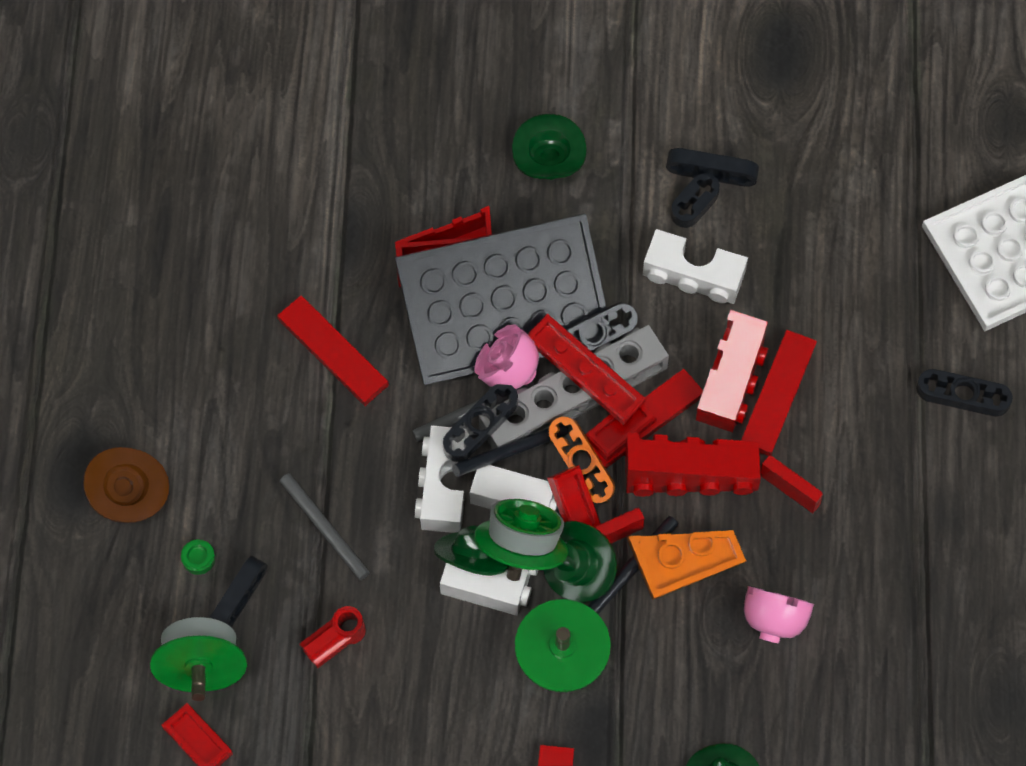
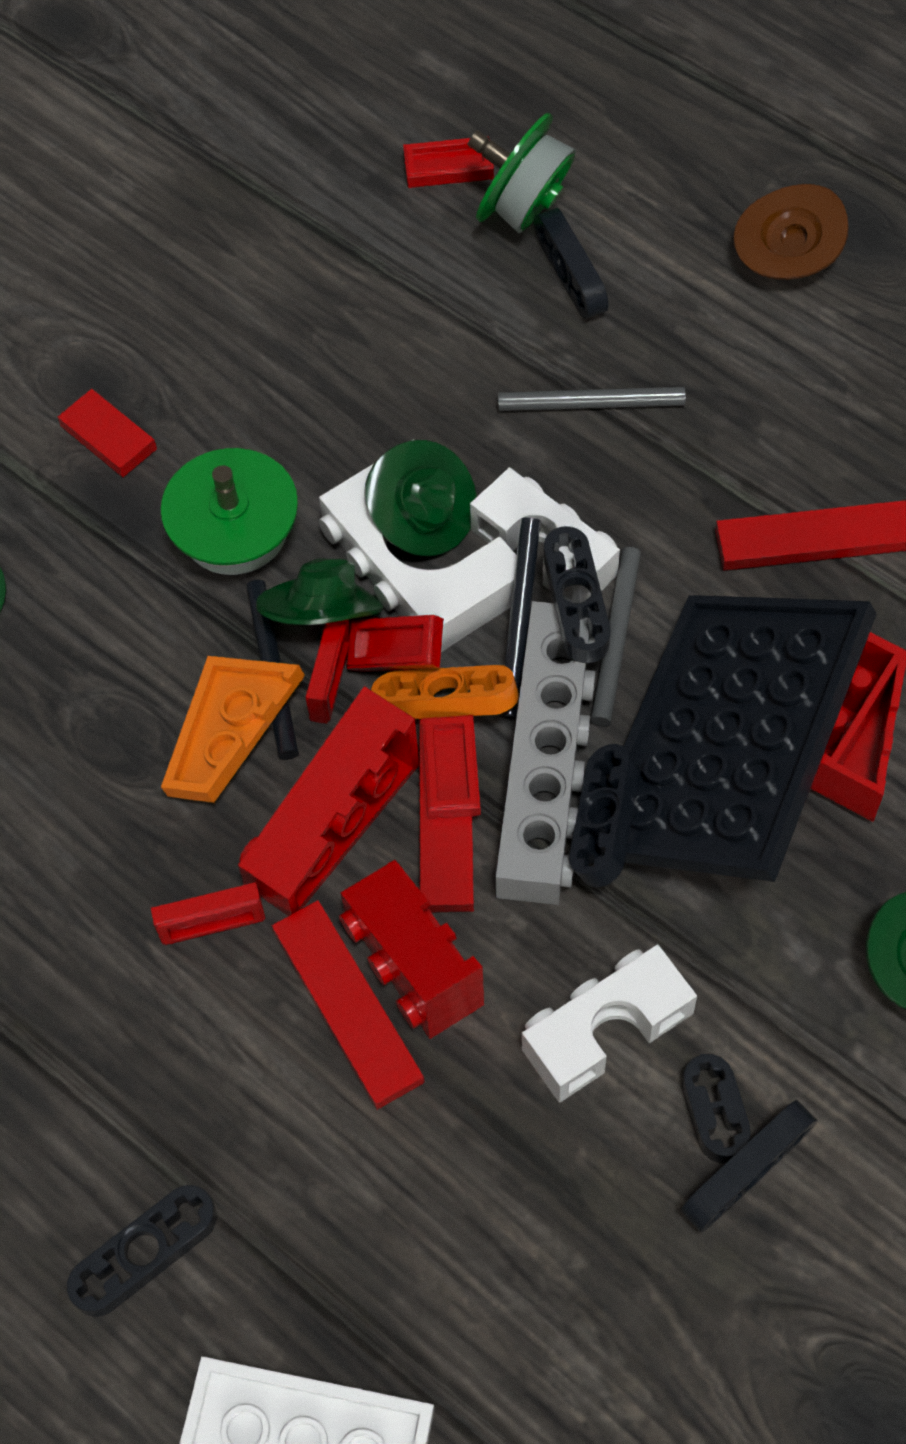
camera: 130 degrees right, 5 degrees down
(198, 557) = (654, 267): green tile -> none
(331, 639) = (448, 327): red piece -> none
(509, 359) = (635, 679): bright pink cylinder -> none
(522, 536) = (372, 511): green piece -> none
(586, 369) = (553, 756): red tile -> none
(776, 614) = (68, 770): bright pink cylinder -> none

